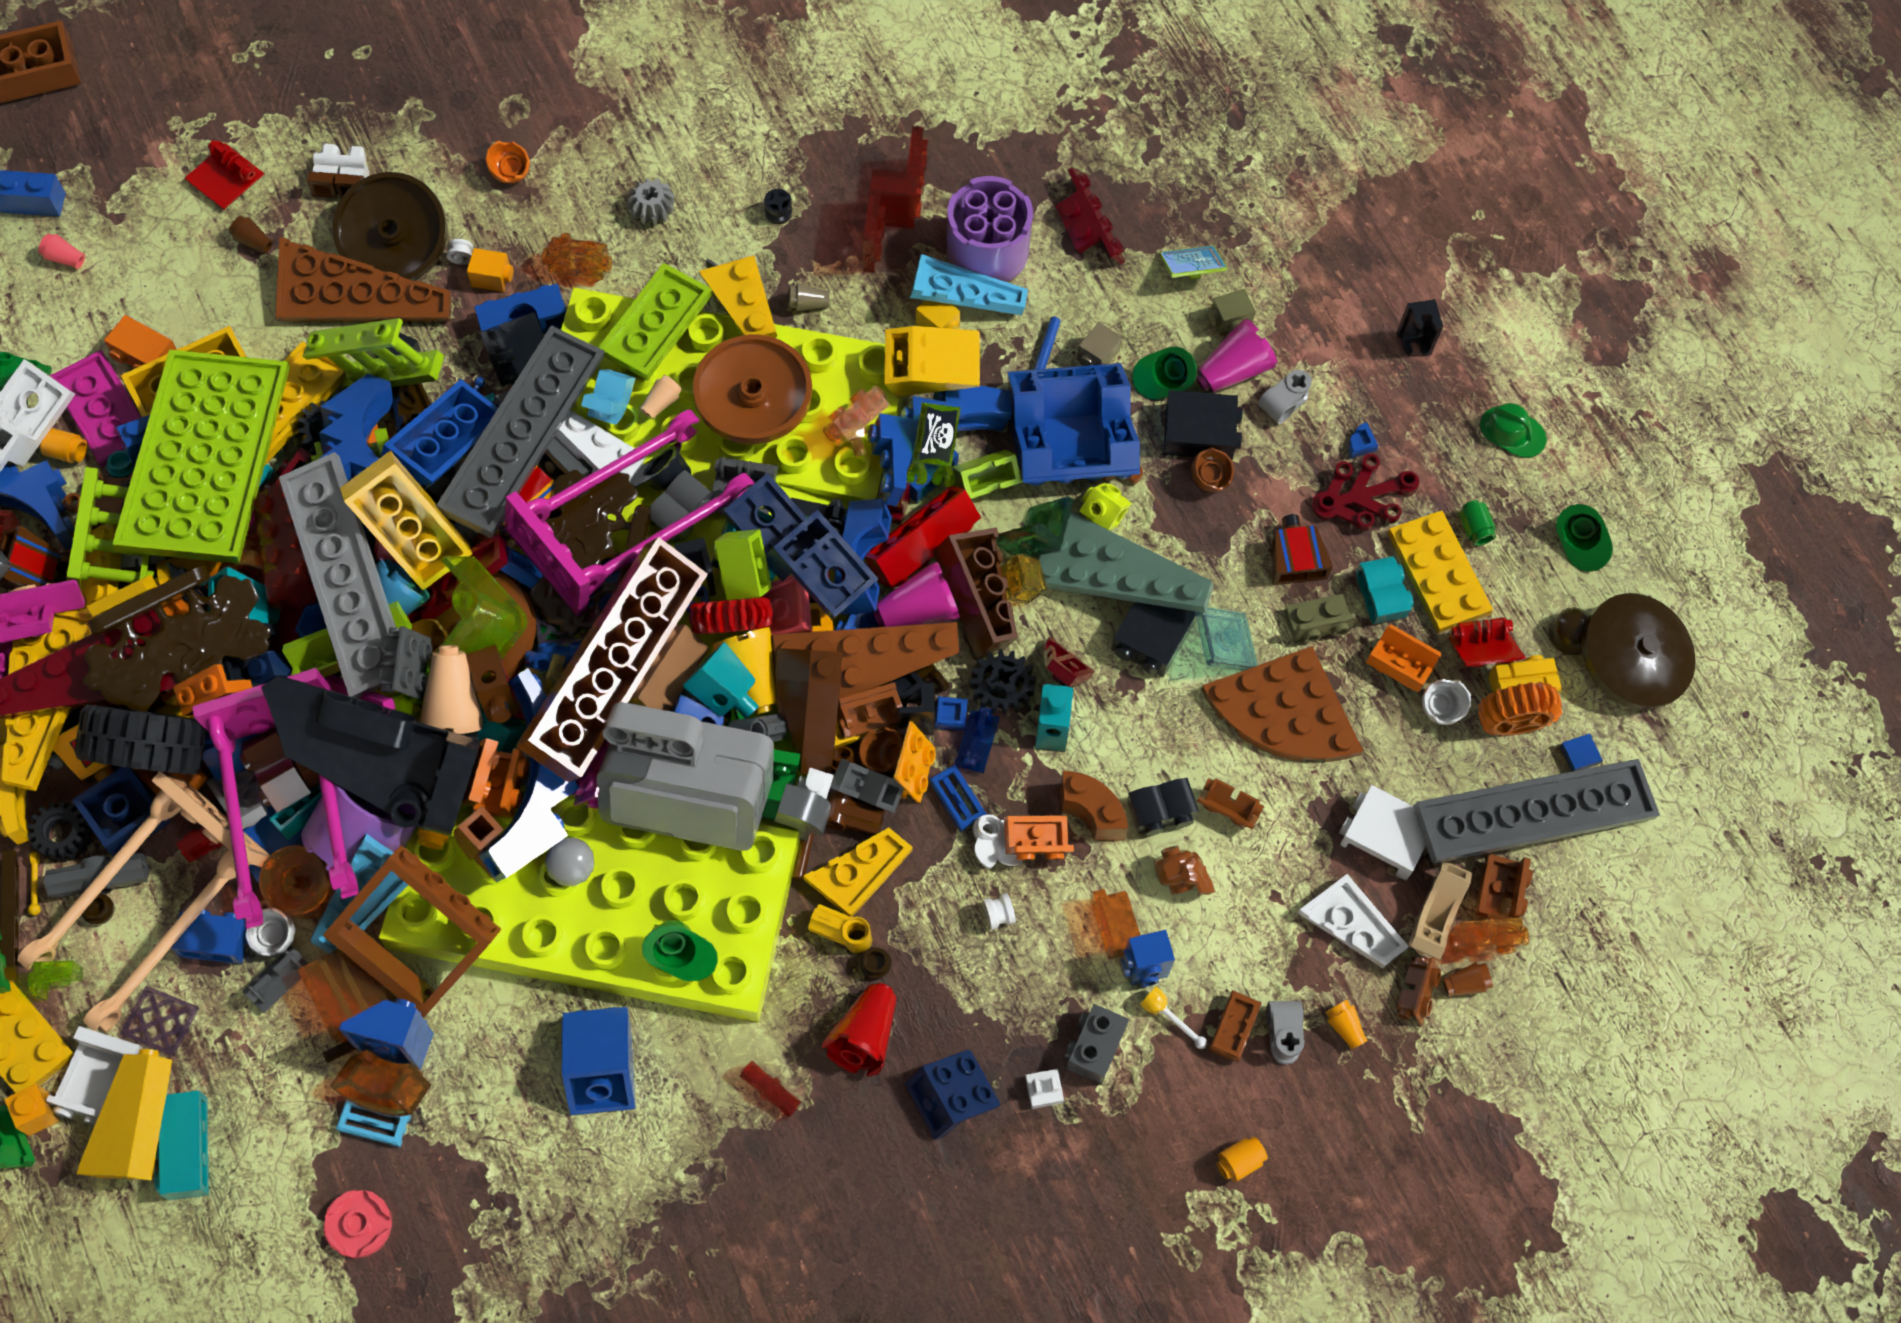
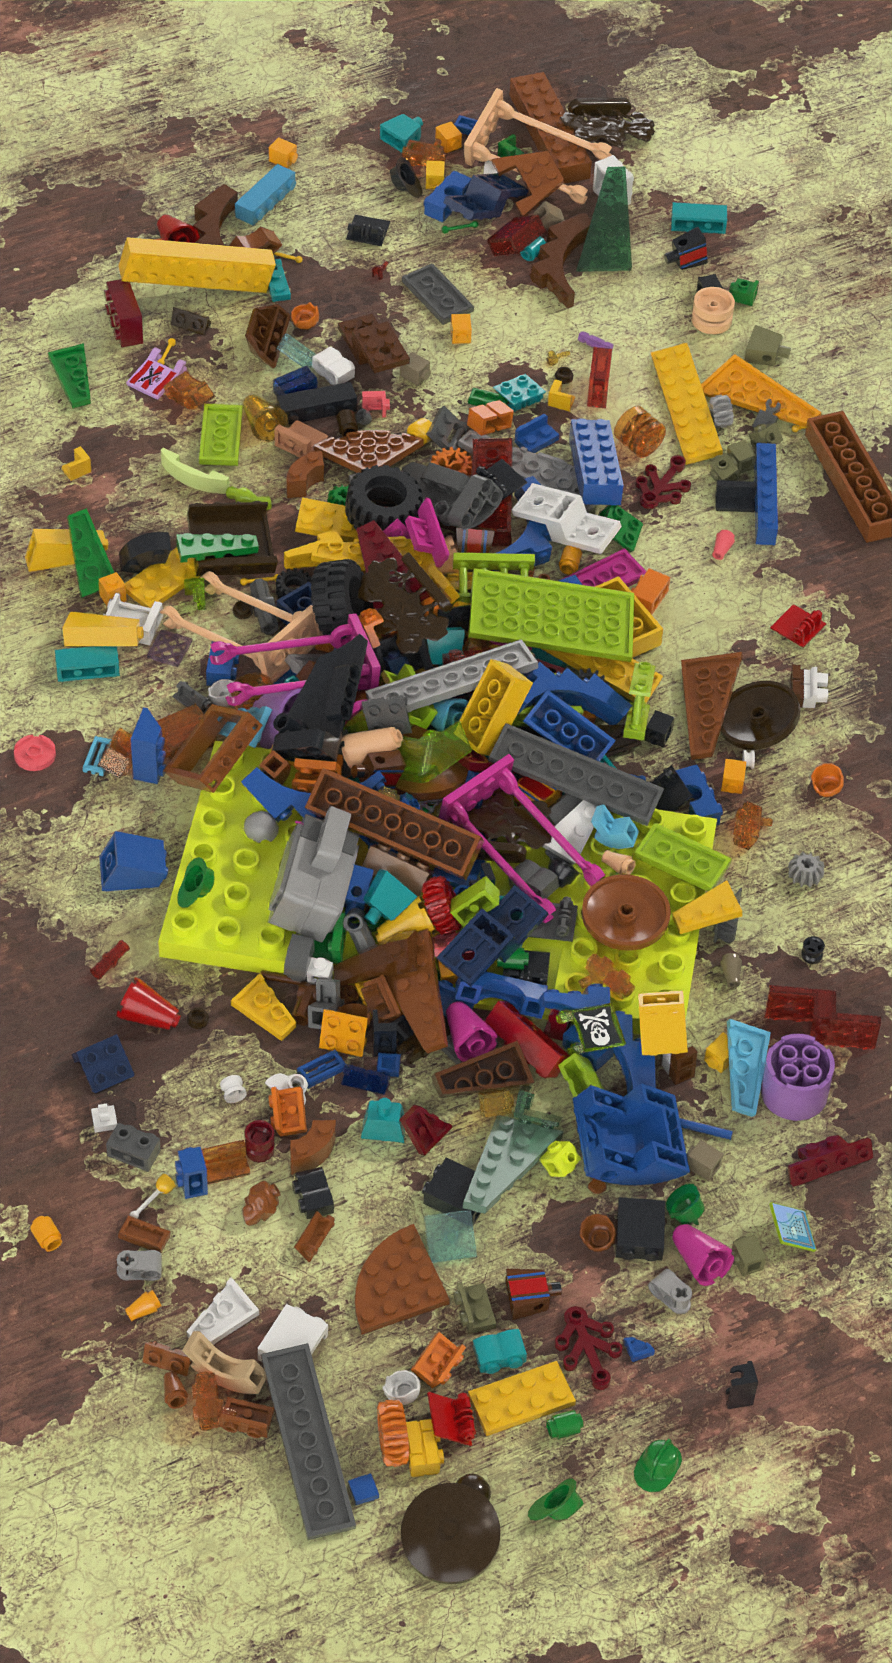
camera: 90 degrees right, 15 degrees down
(249, 234) = (750, 640): reddish brown cone -> none
(838, 928) = (221, 997): yellow piece -> none
(1009, 671) = (412, 1091): black gear -> none
(1088, 872) = (259, 1141): none -> dark red wheel

